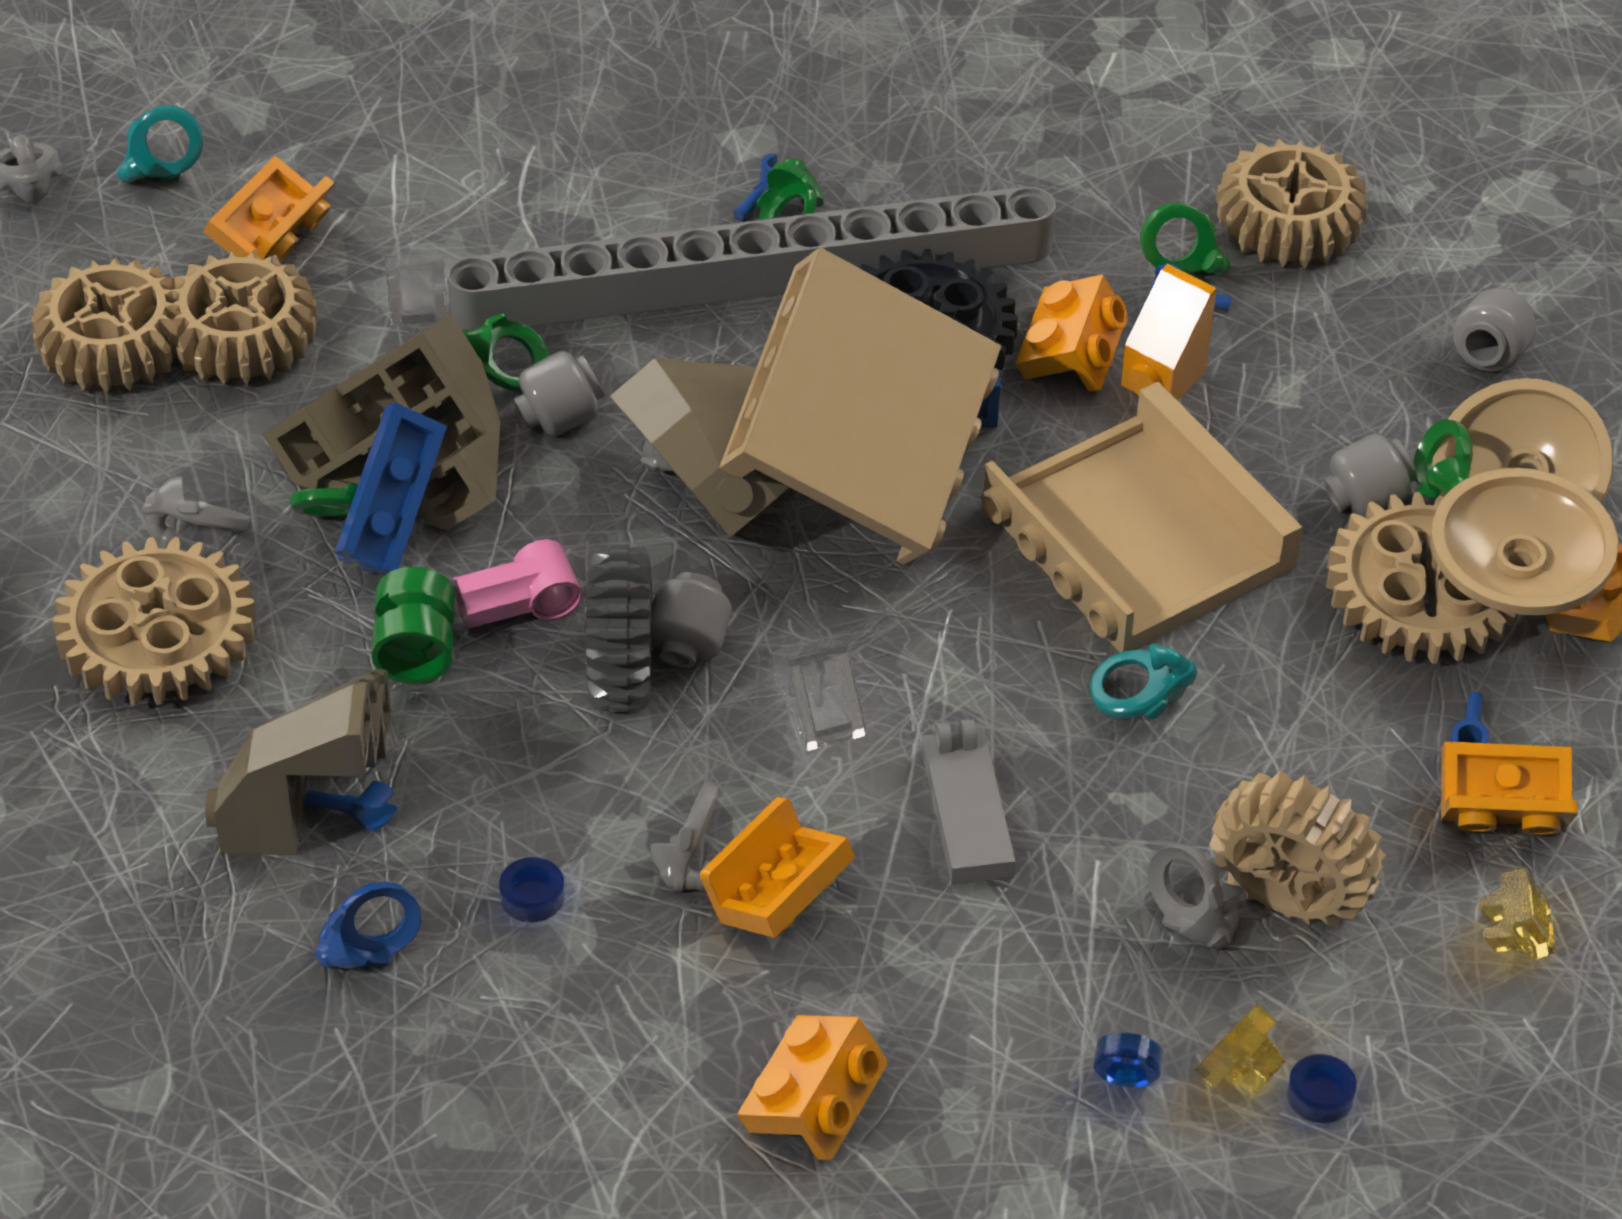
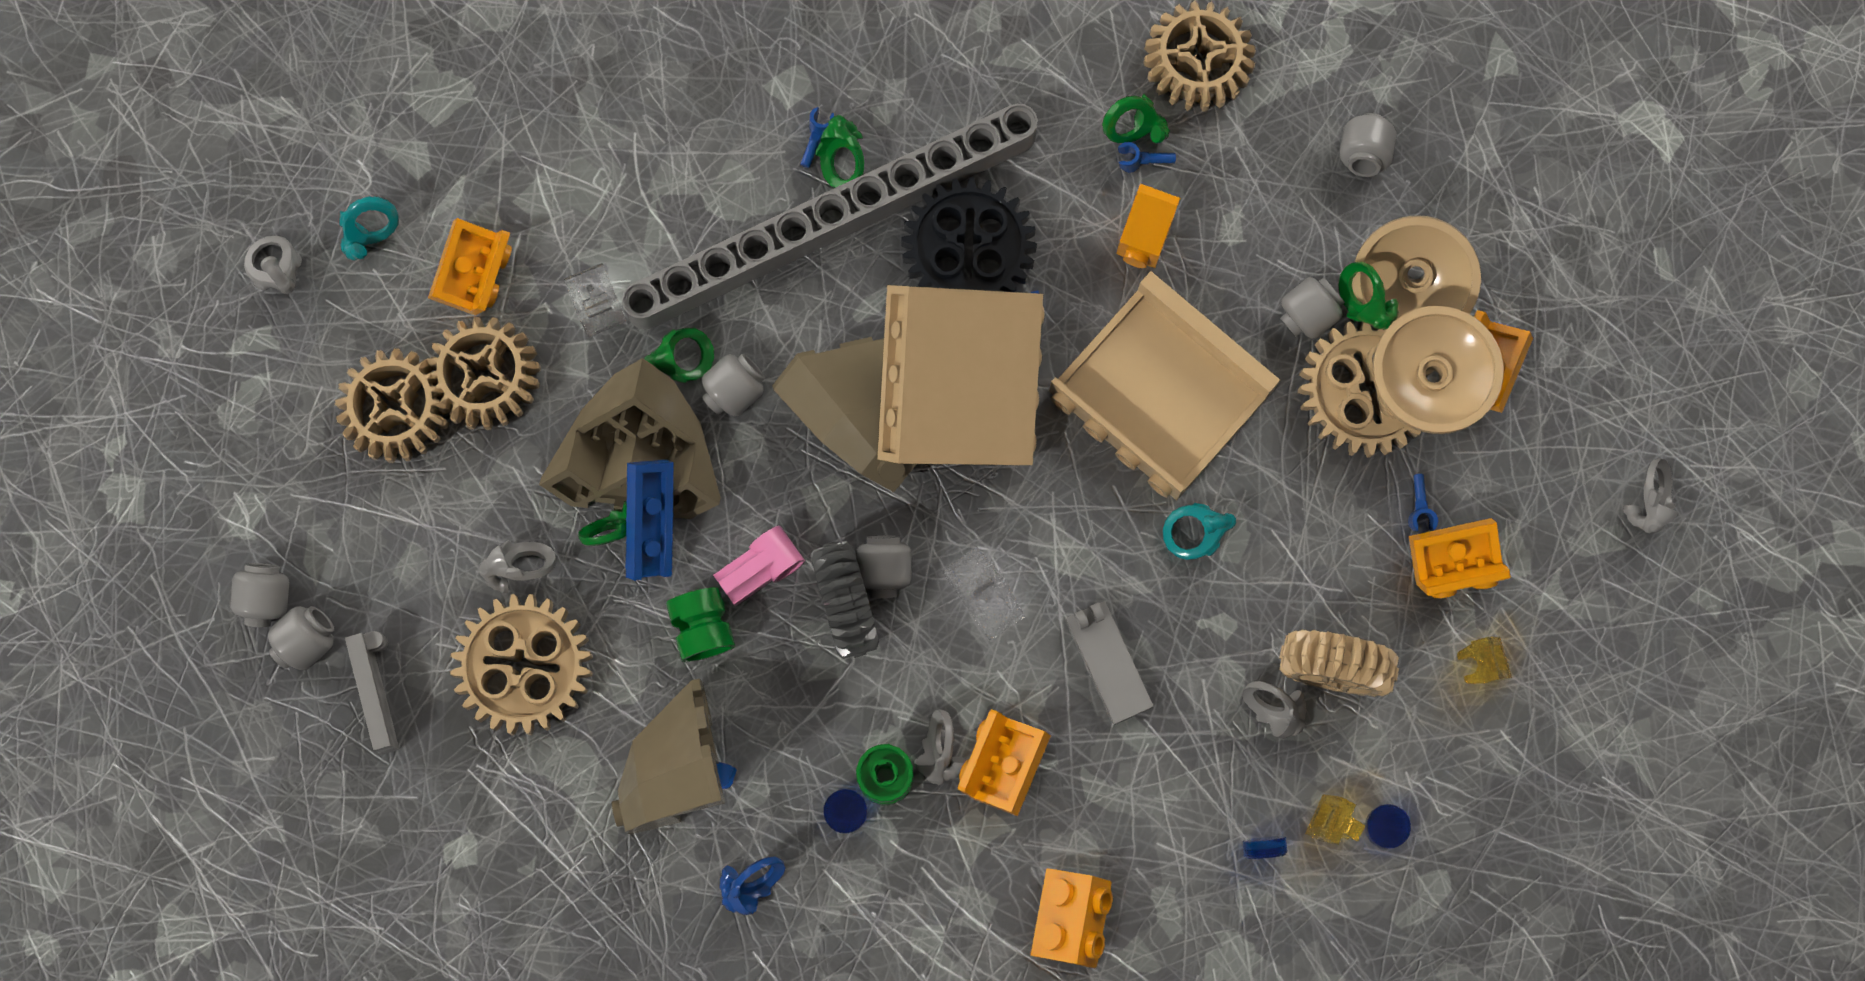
camera: 15 degrees left, 30 degrees up
(602, 842) = (885, 774): none -> green wheel
(1074, 330) = (1074, 222): light orange bracket -> none

